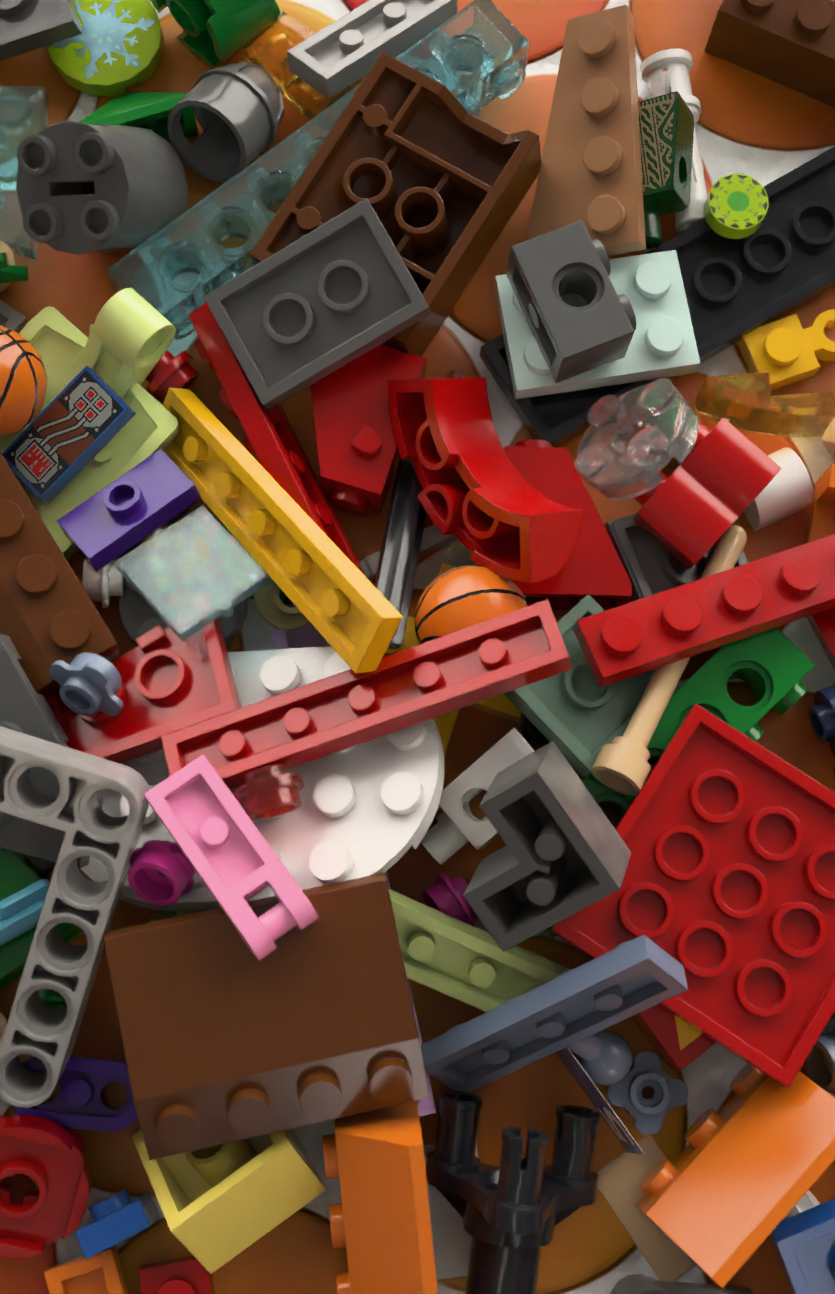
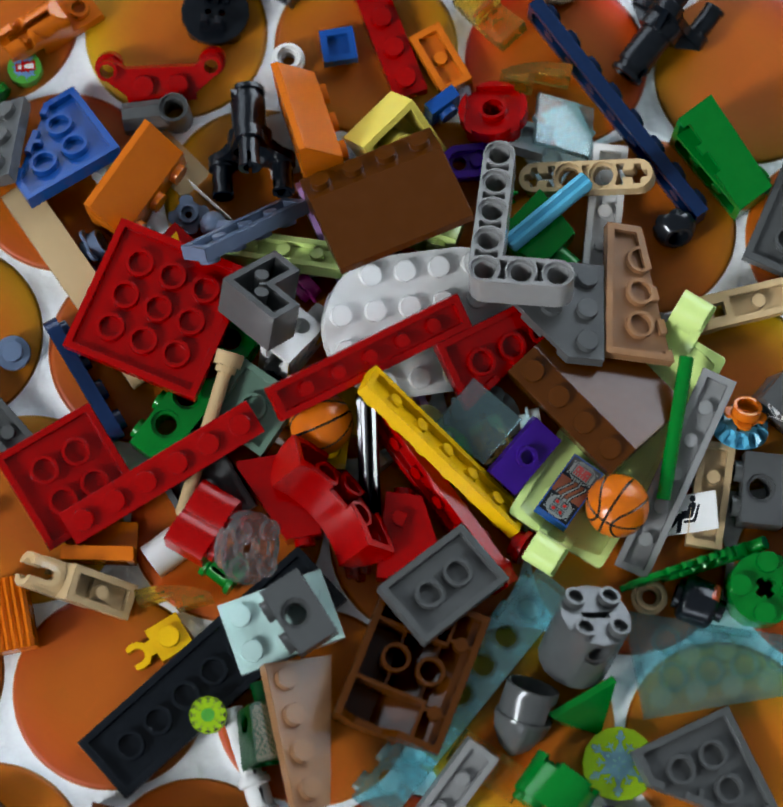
camera: 175 degrees right, 0 degrees up
(88, 684) = (516, 344): sand blue plate -> none
(160, 873) = (453, 254): dark pink plate -> none
(229, 854) = (420, 263): bright pink plate -> none
(270, 792) = (408, 301): clear red plate -> none

